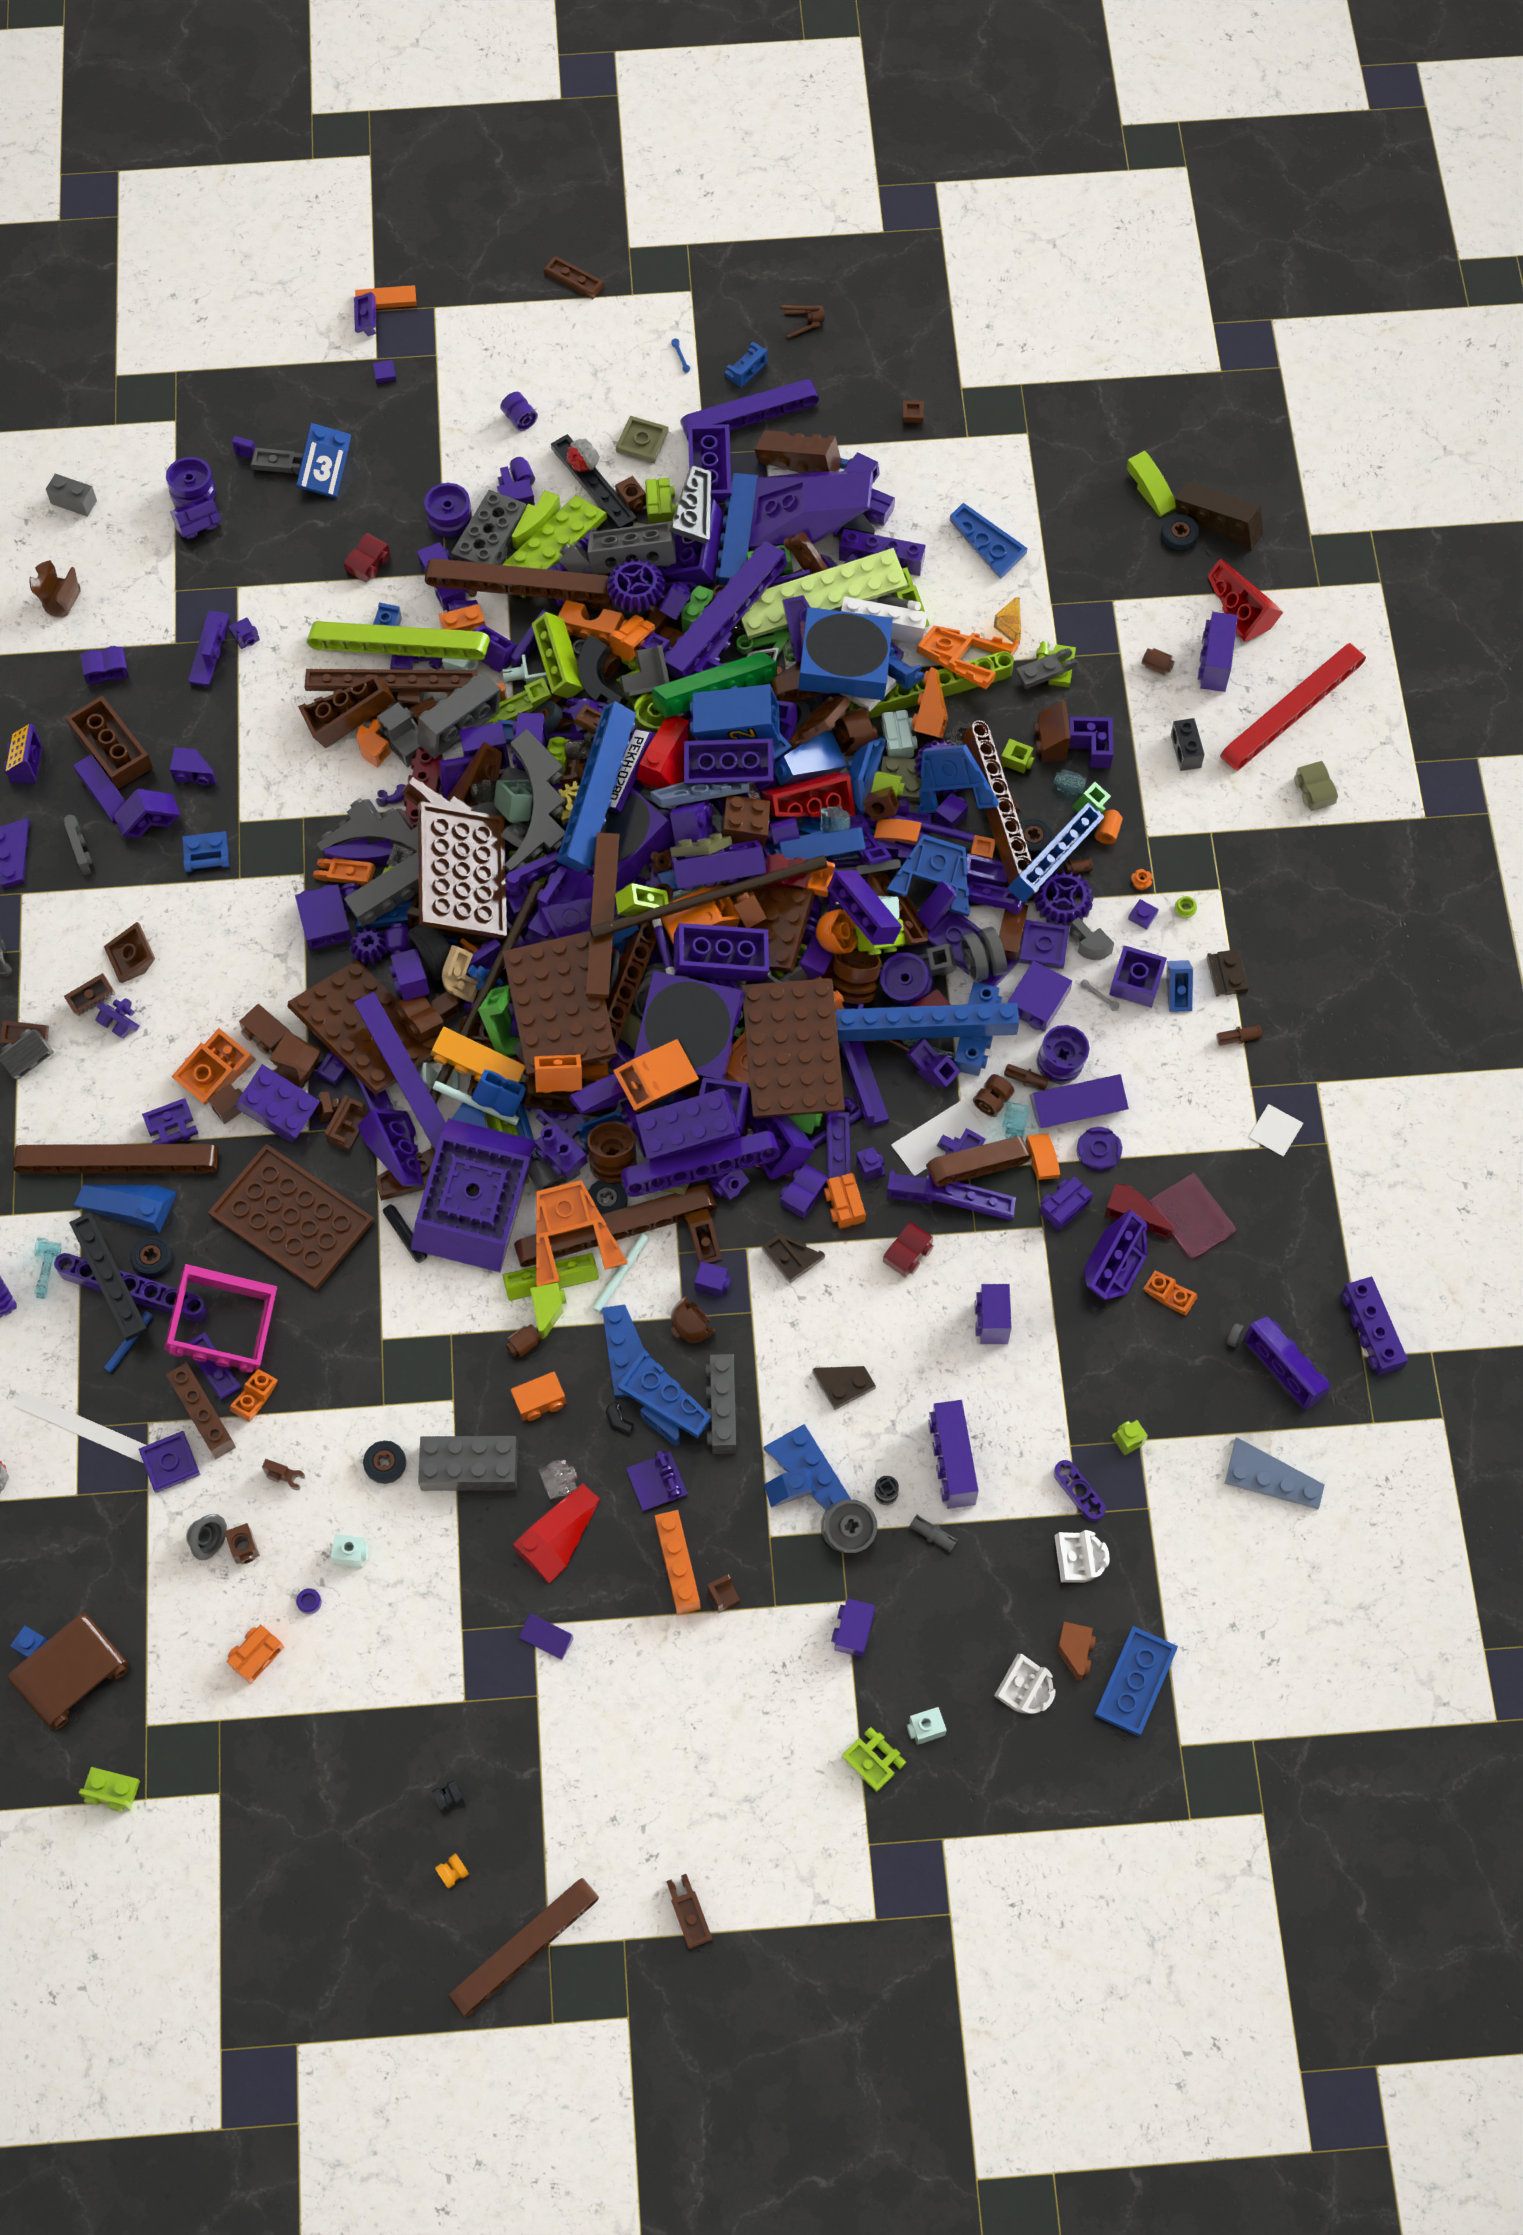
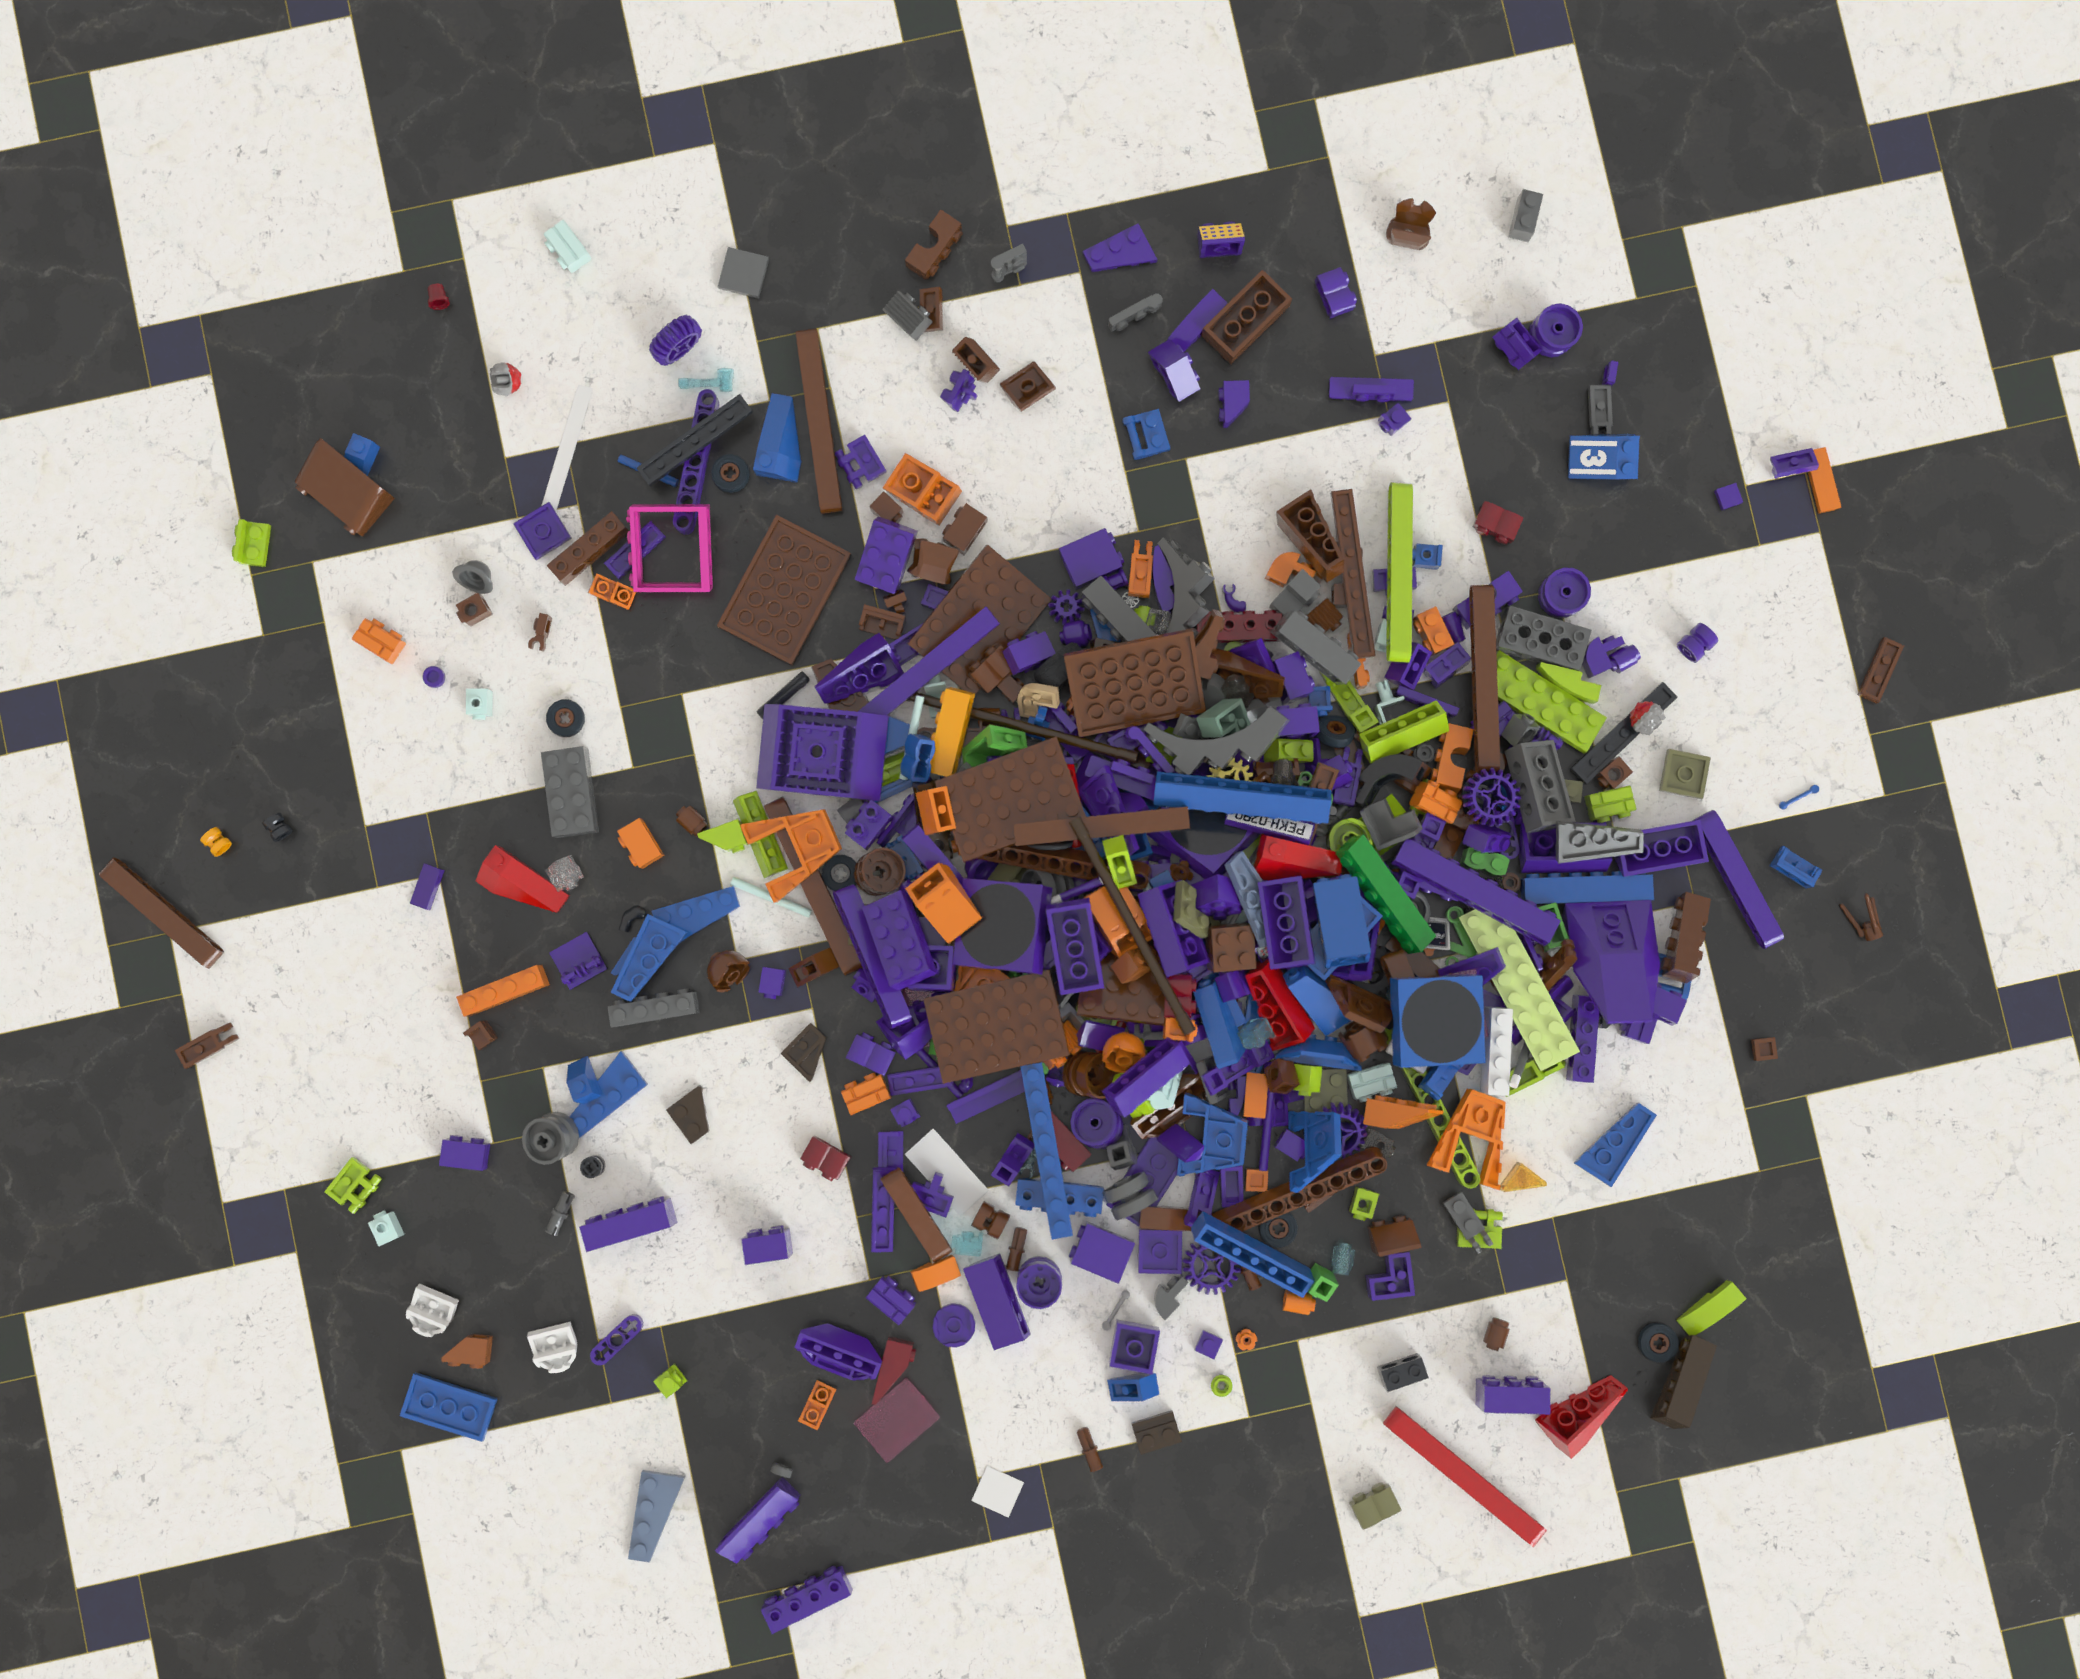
camera: 80 degrees right, 20 degrees up
(498, 615) = (1447, 665): none -> dark purple hinge

